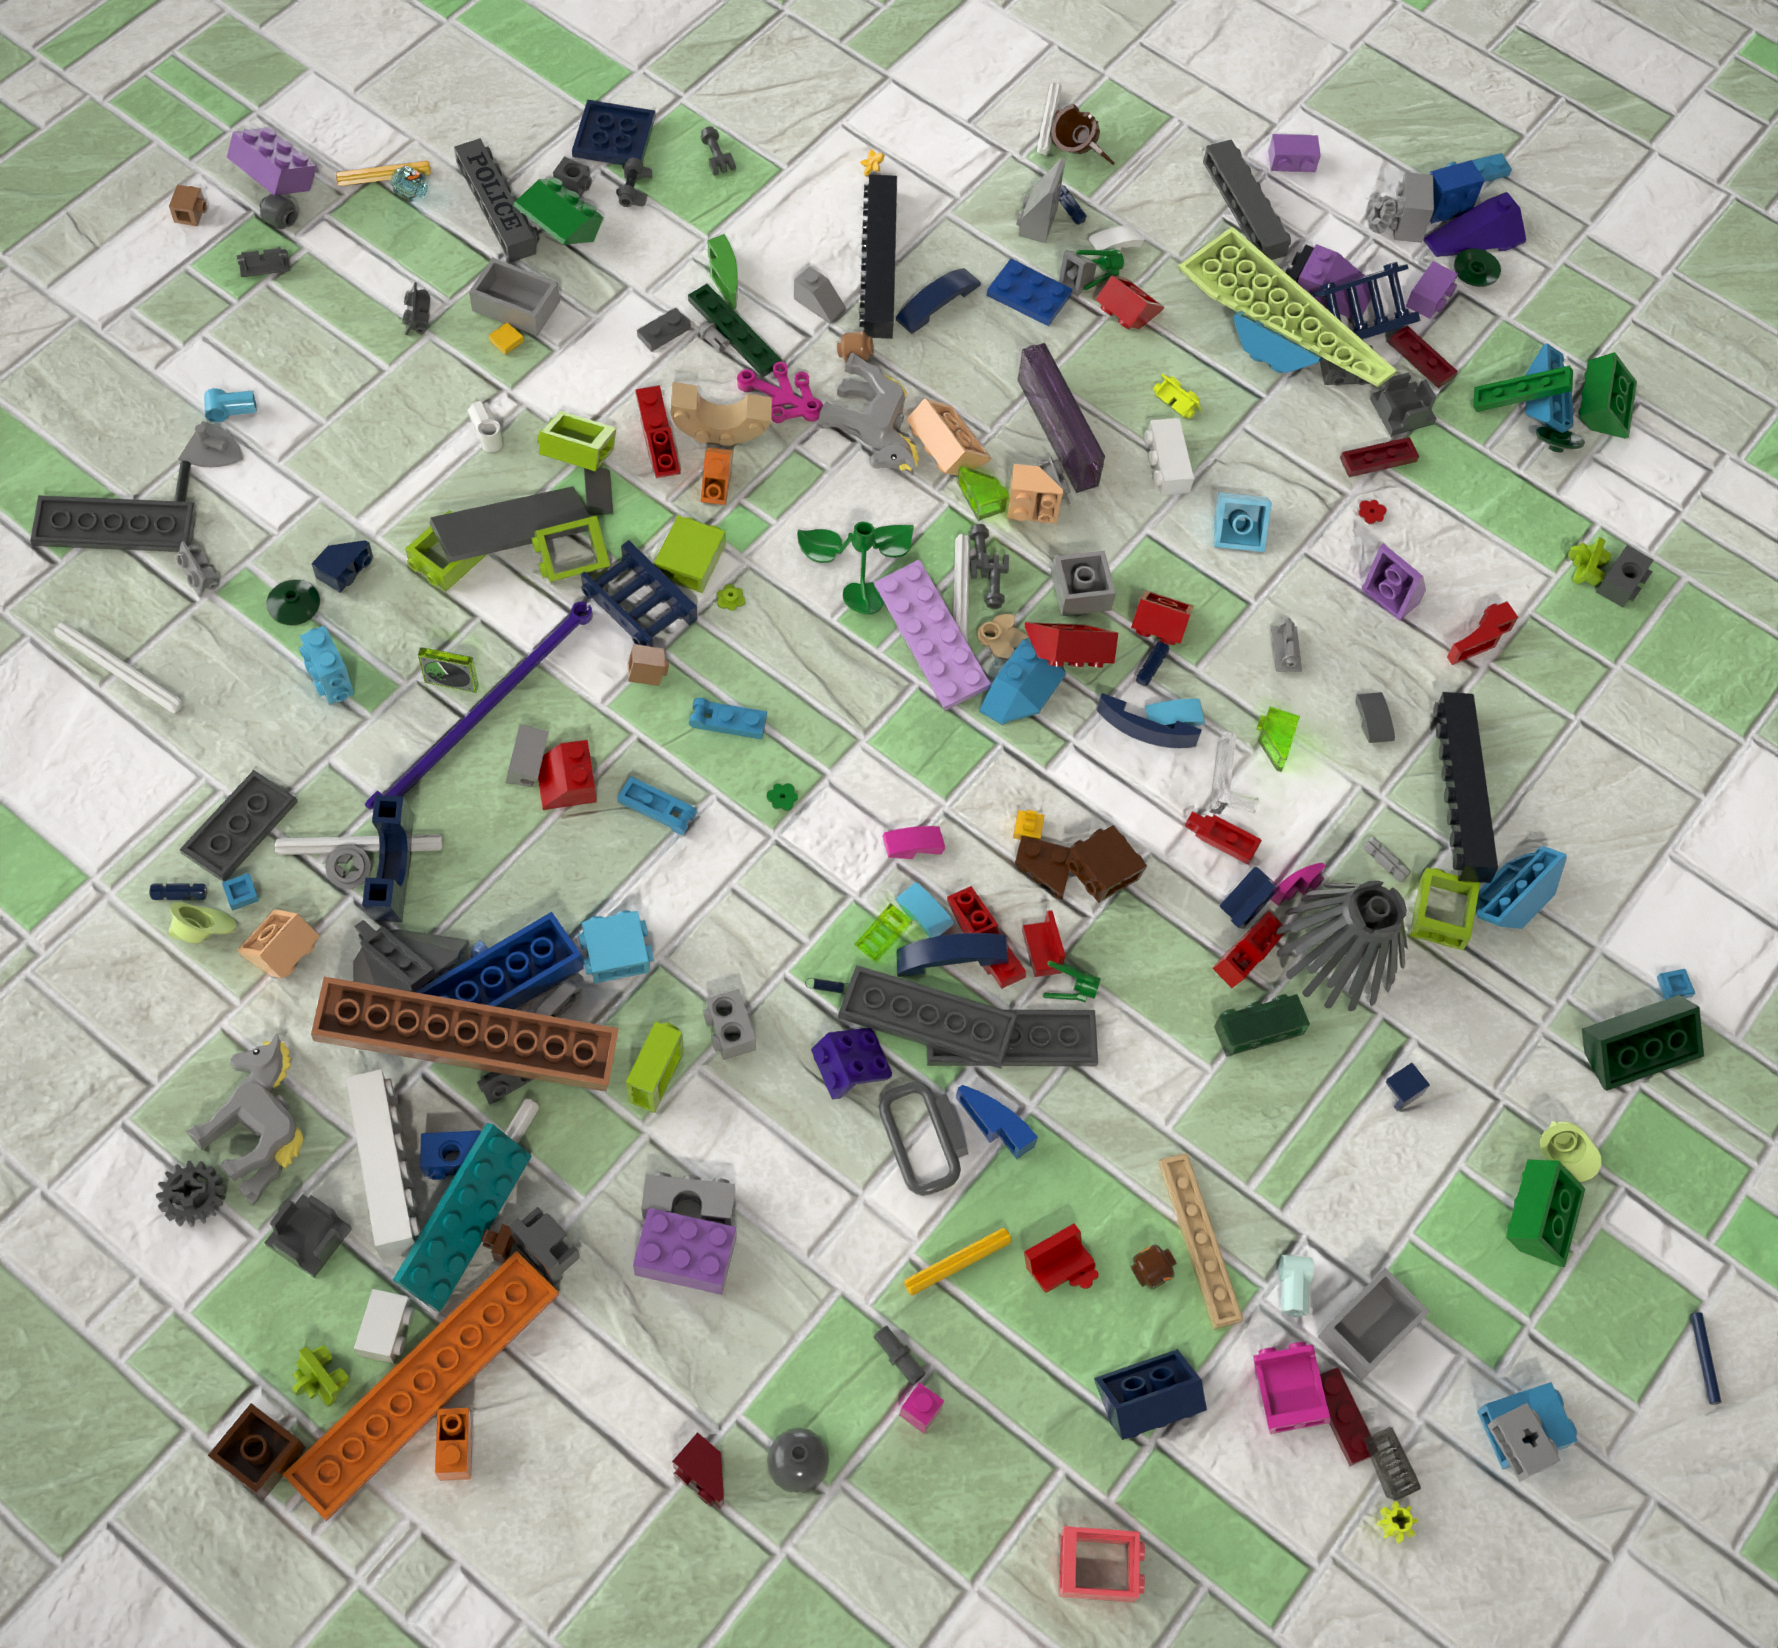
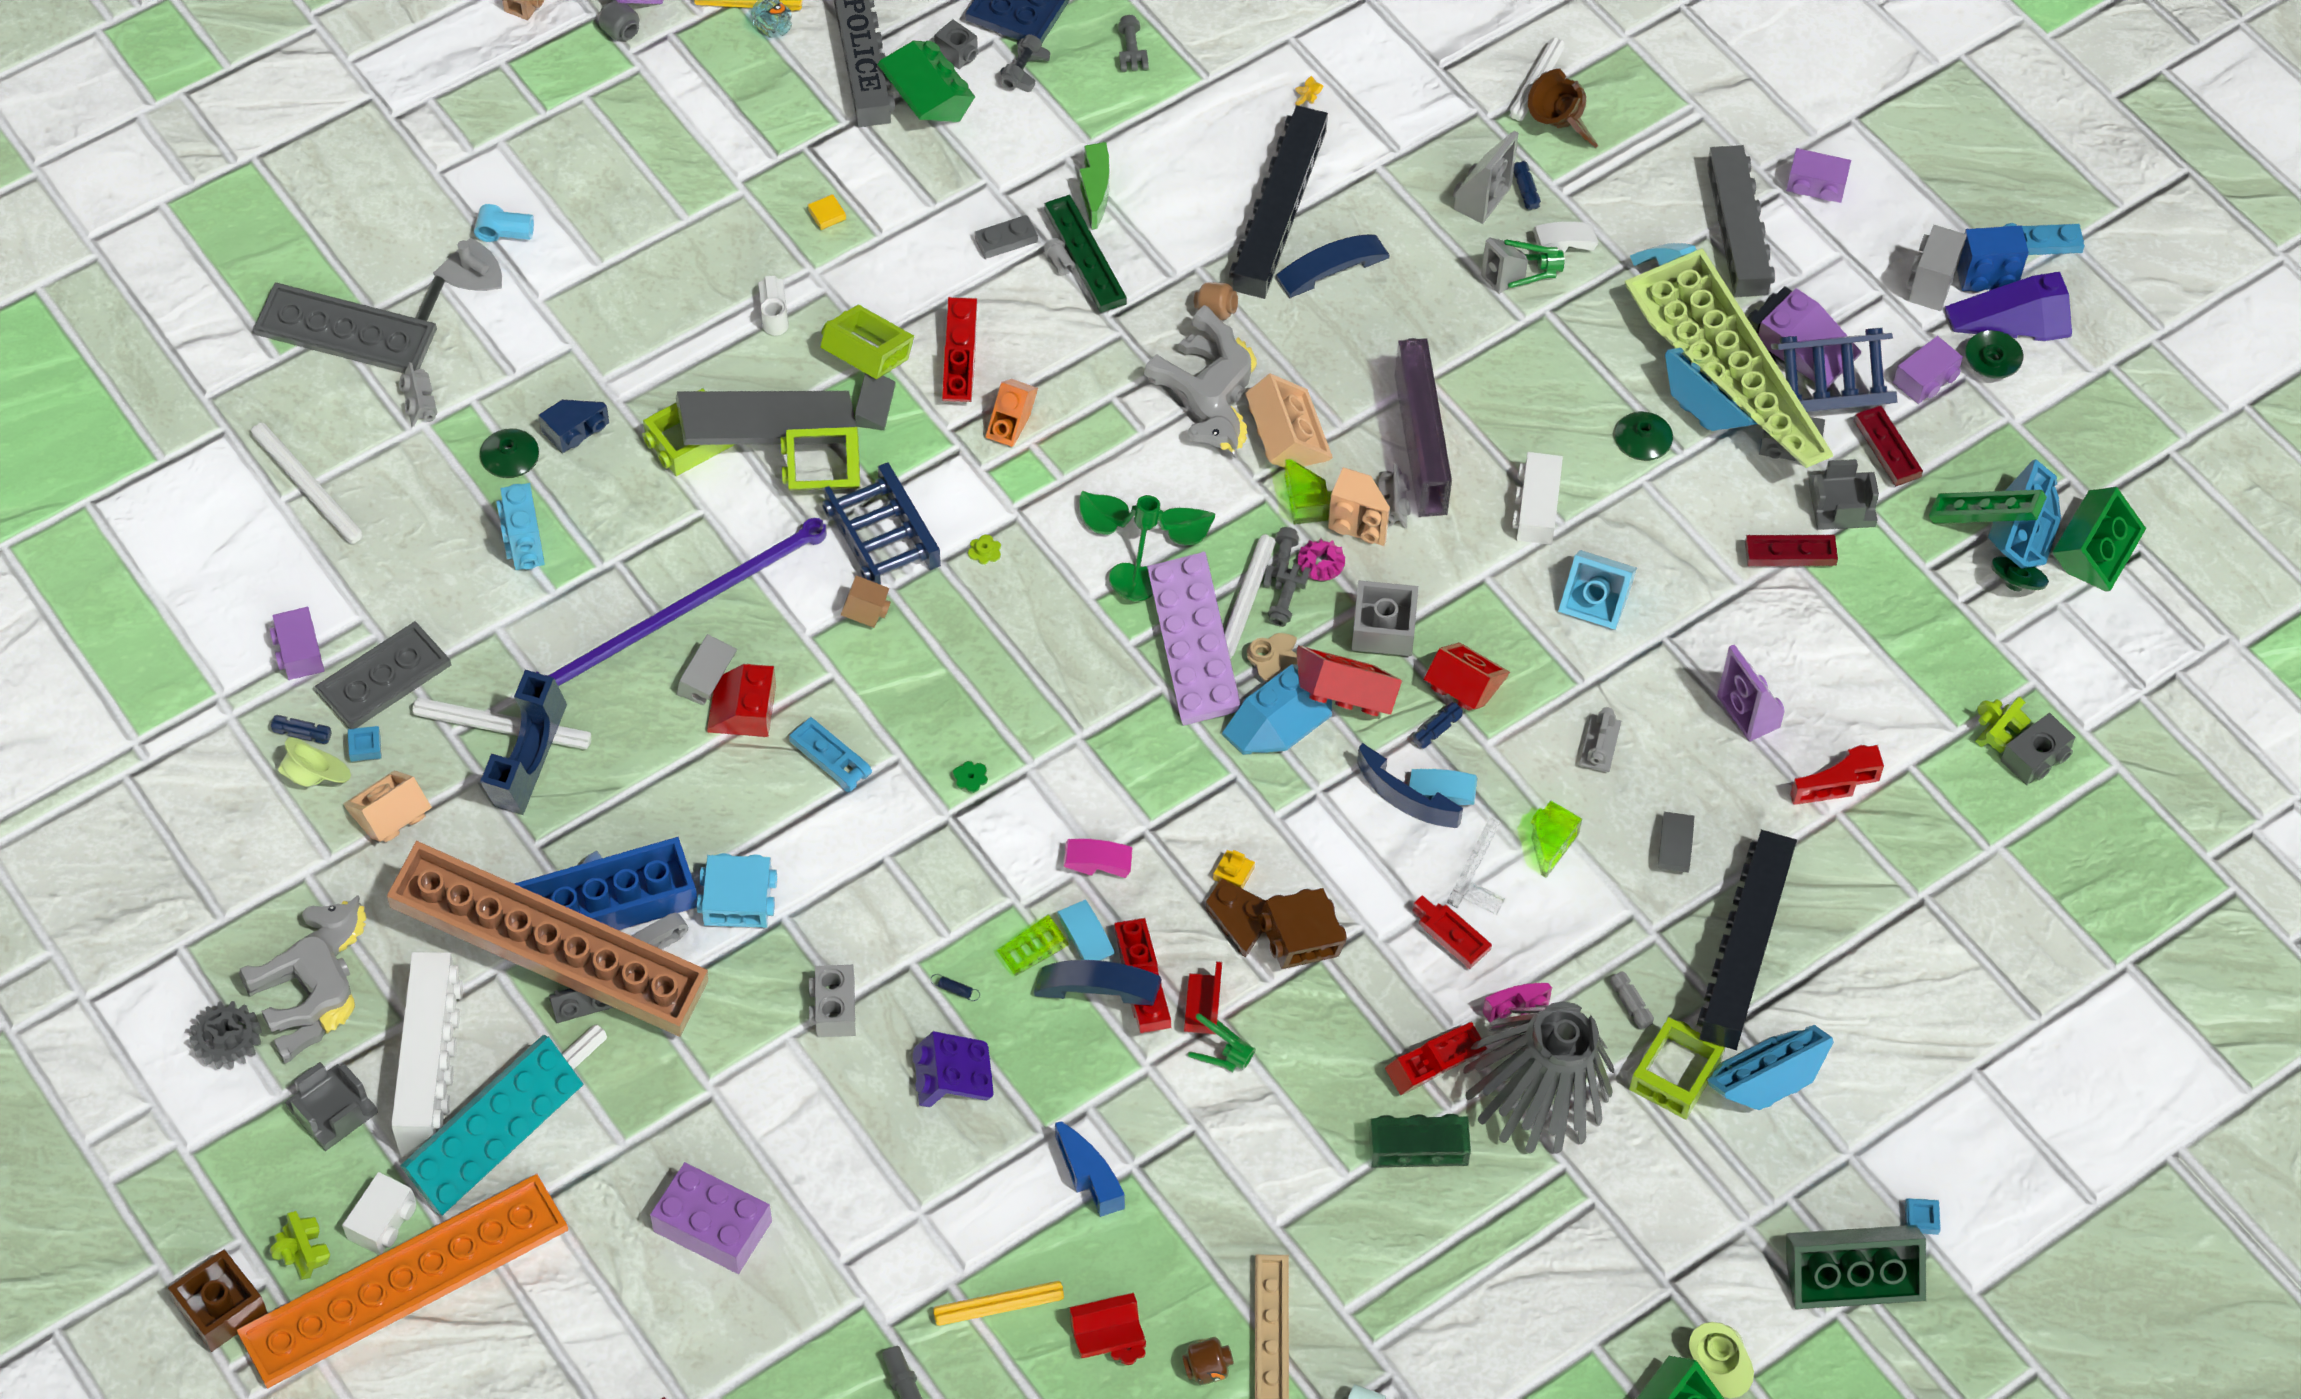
camera: 20 degrees right, 5 degrees down
(153, 814) = (297, 643): none -> medium lavender brick
(270, 262) = (594, 76): dark grey hinge -> none
(342, 855) = (481, 731): light grey gear -> none
(403, 957) = (511, 847): dark grey panel -> none
(416, 302) = (732, 169): dark grey hinge -> none
(436, 1148) = (486, 1051): blue brick -> none
(448, 669) = (649, 559): tile -> none
(453, 1444) = (414, 1346): orange slope -> none
(500, 1243) = (523, 1162): reddish brown tile -> none
(514, 296) = (848, 167): light grey piece -> none
(542, 1244) = (563, 1169): dark grey panel -> none
(655, 1066) = (738, 1022): lime window -> none
(690, 553) = (954, 491): lime brick -> none
(714, 1196) = (760, 1172): light grey arch -> none
(719, 423) = (1030, 353): tan brick -> none
(728, 719) = (938, 680): dark azure plate -> none
(784, 395) = (1113, 339): dark pink plant -> none
(818, 295) = (1193, 232): light grey slope -> none
(928, 1016) = (1051, 1043): dark grey tile -> none
(946, 1130) = (1032, 1167): dark grey bar -> none
(1020, 550) = (1327, 568): none -> dark pink gear
(1029, 292) = (1442, 277): blue plate -> none
(1041, 1040) = (1137, 1089): dark grey tile -> none
(1128, 303) = (1553, 312): red slope -> none
(1170, 390) = (1581, 440): neon yellow hinge -> none
(1202, 236) = (1663, 253): none -> medium azure slope
(1230, 388) = (1643, 444): none -> dark green dish
(1249, 897) = (1453, 1003): dark blue panel -> none
(1372, 511) = (1760, 610): red plant -> none
(1382, 214) = (1898, 268): light grey gear -> none
(1407, 1085) = (1560, 1245): dark blue panel -> none

